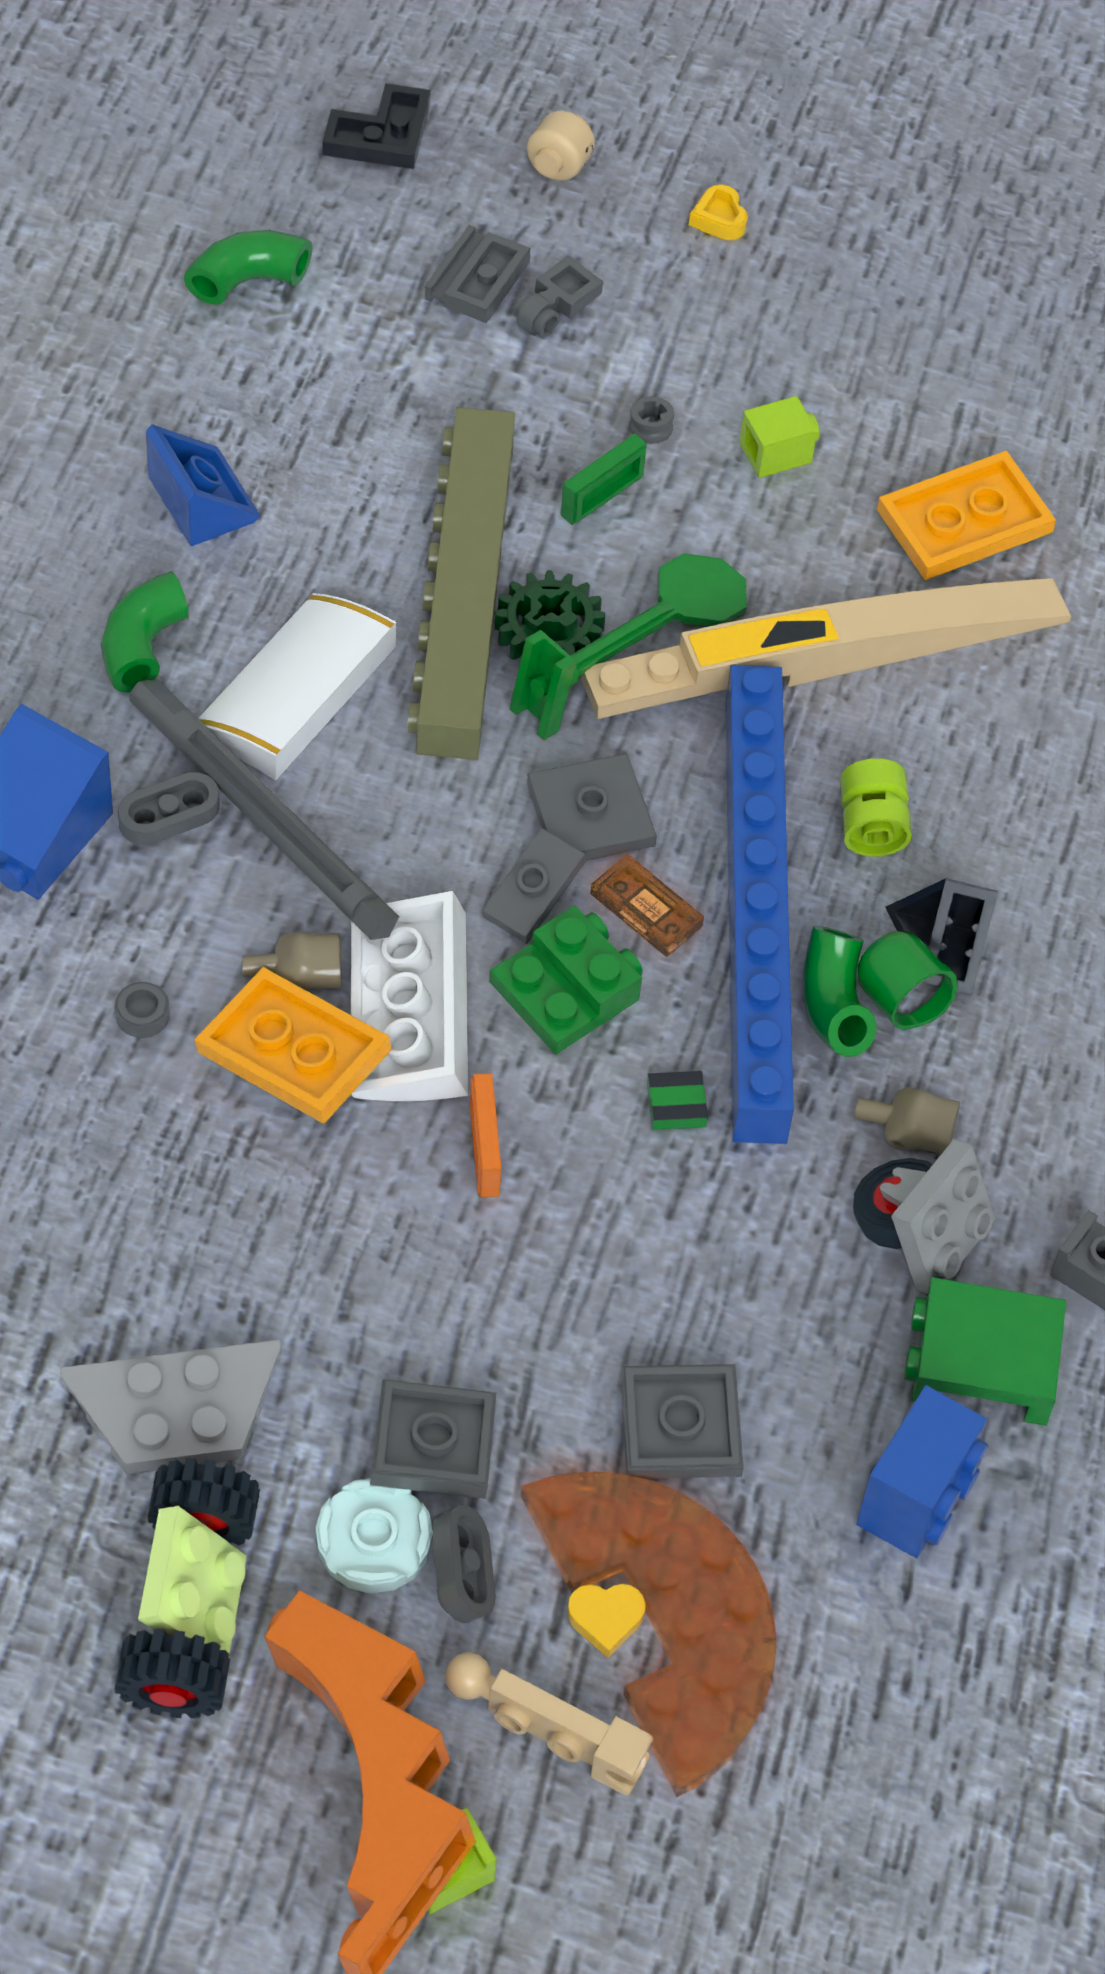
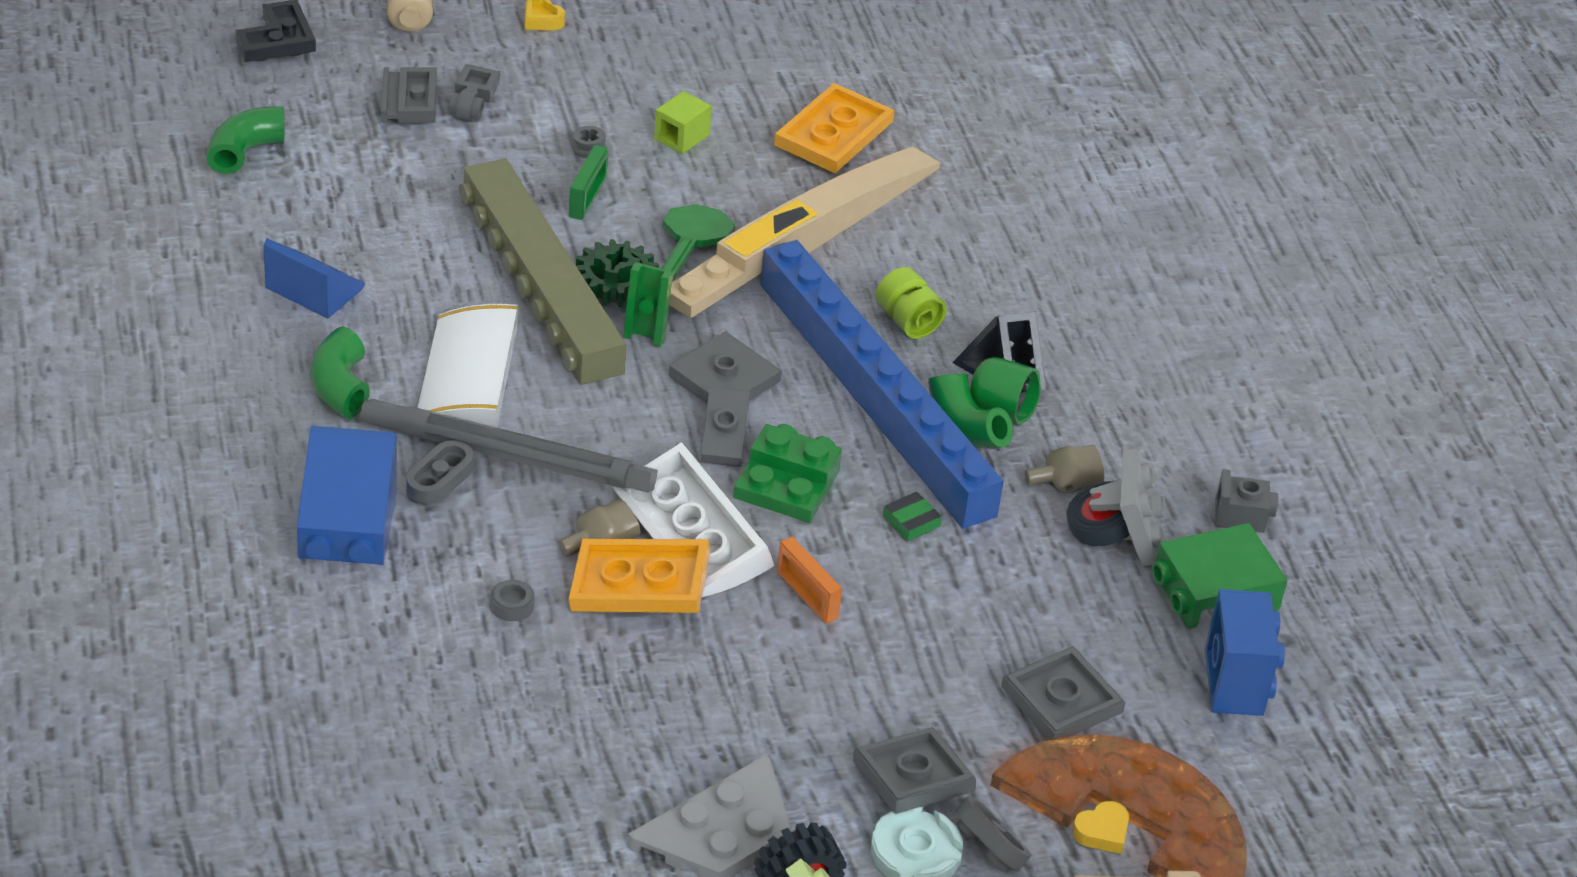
camera: 30 degrees left, 15 degrees down
(647, 905) = (804, 413): clear orange tile -> none

